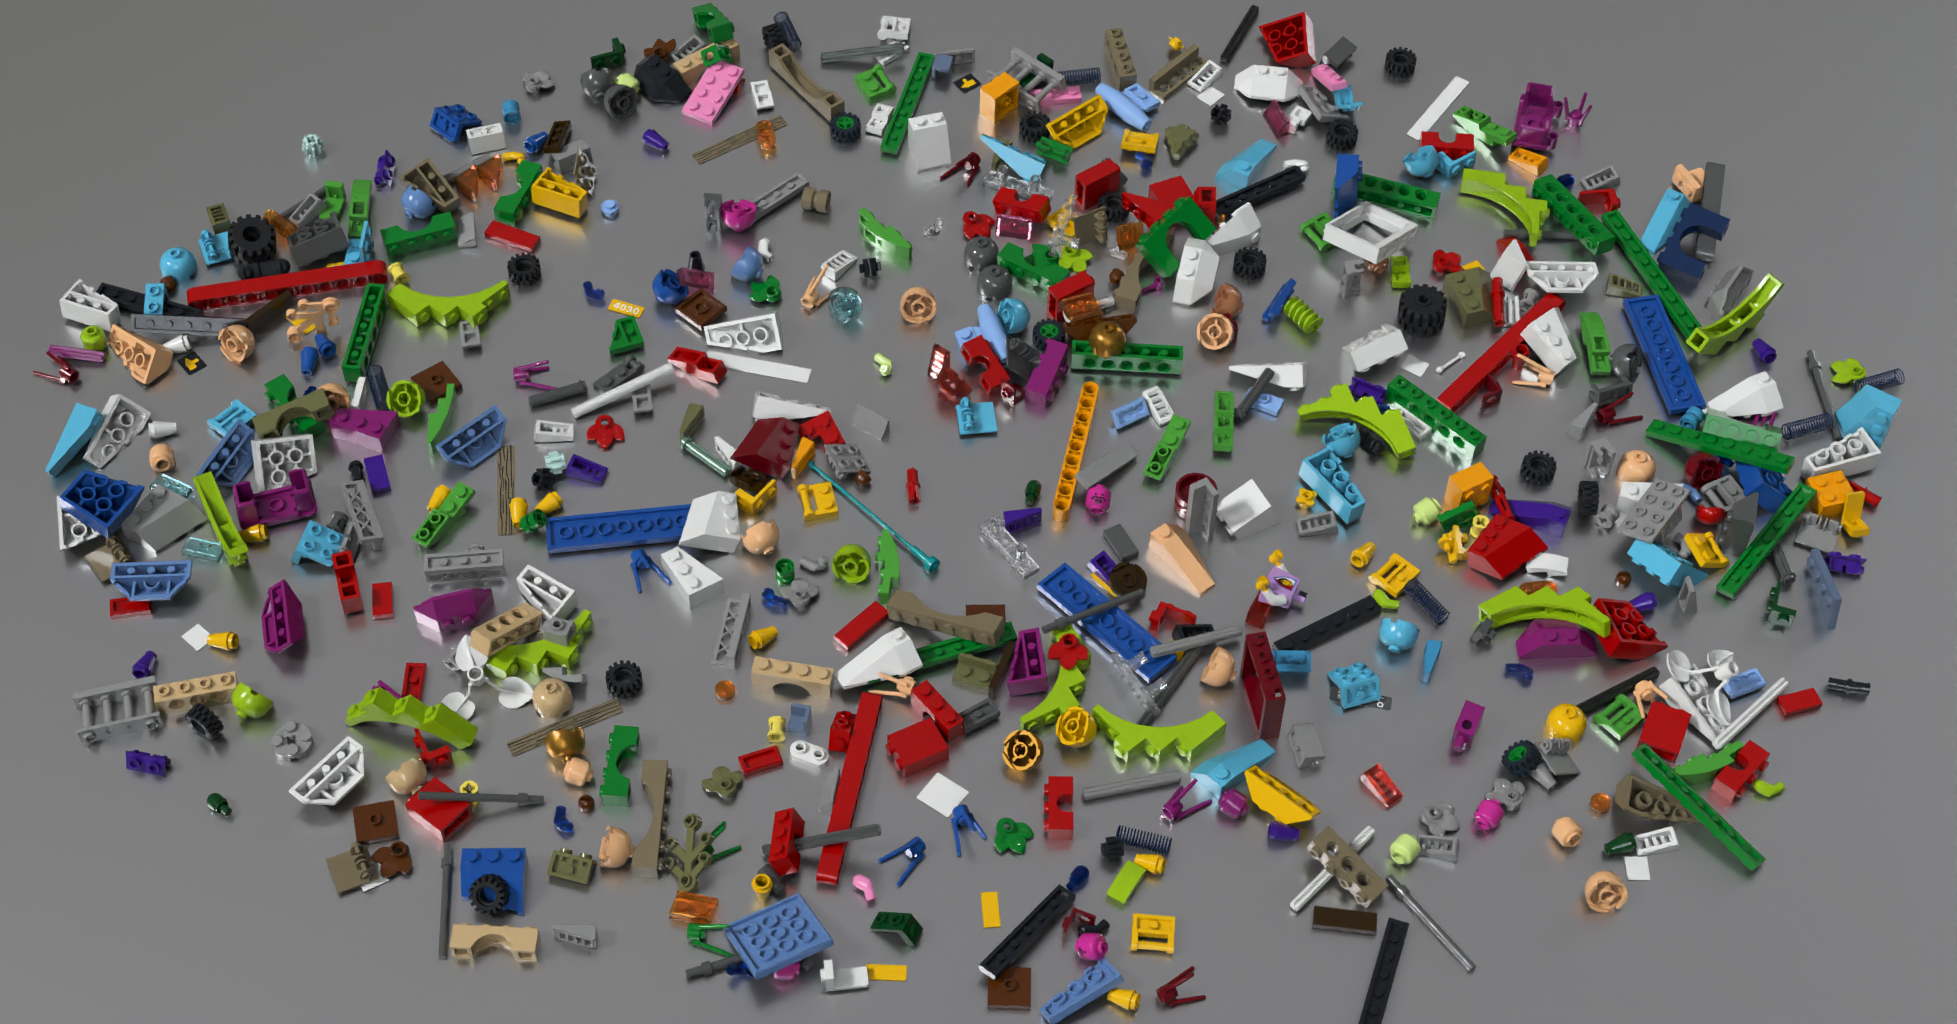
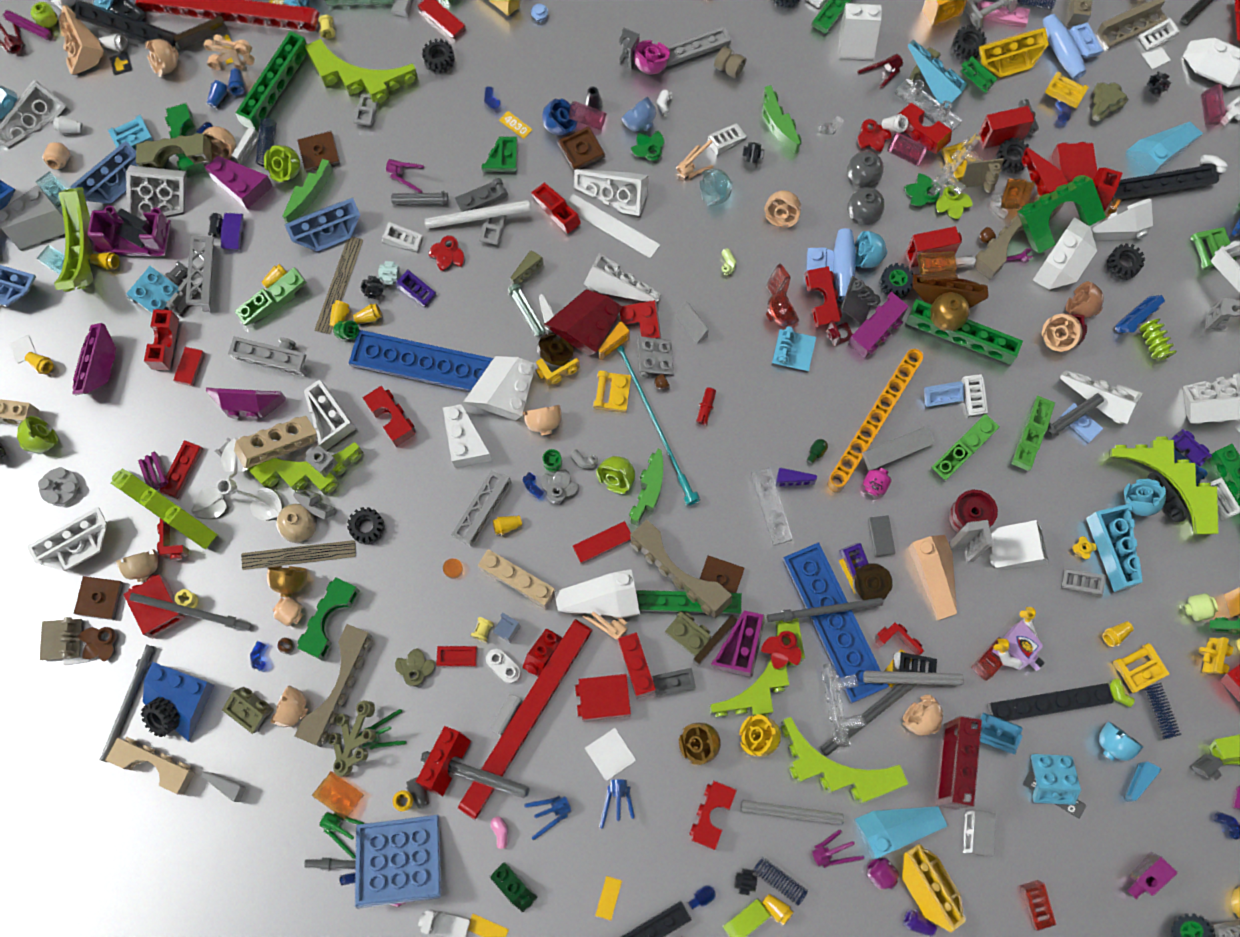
camera: 25 degrees right, 20 degrees up
(277, 493) = (132, 228): none -> black panel
(596, 572) = (381, 403): none -> red arch
(641, 561) = (427, 403): blue plant -> none
(994, 206) = (895, 123): none -> white cone
(1012, 259) = (920, 217): green arch -> none
(1013, 838) = (659, 829): green plate -> none

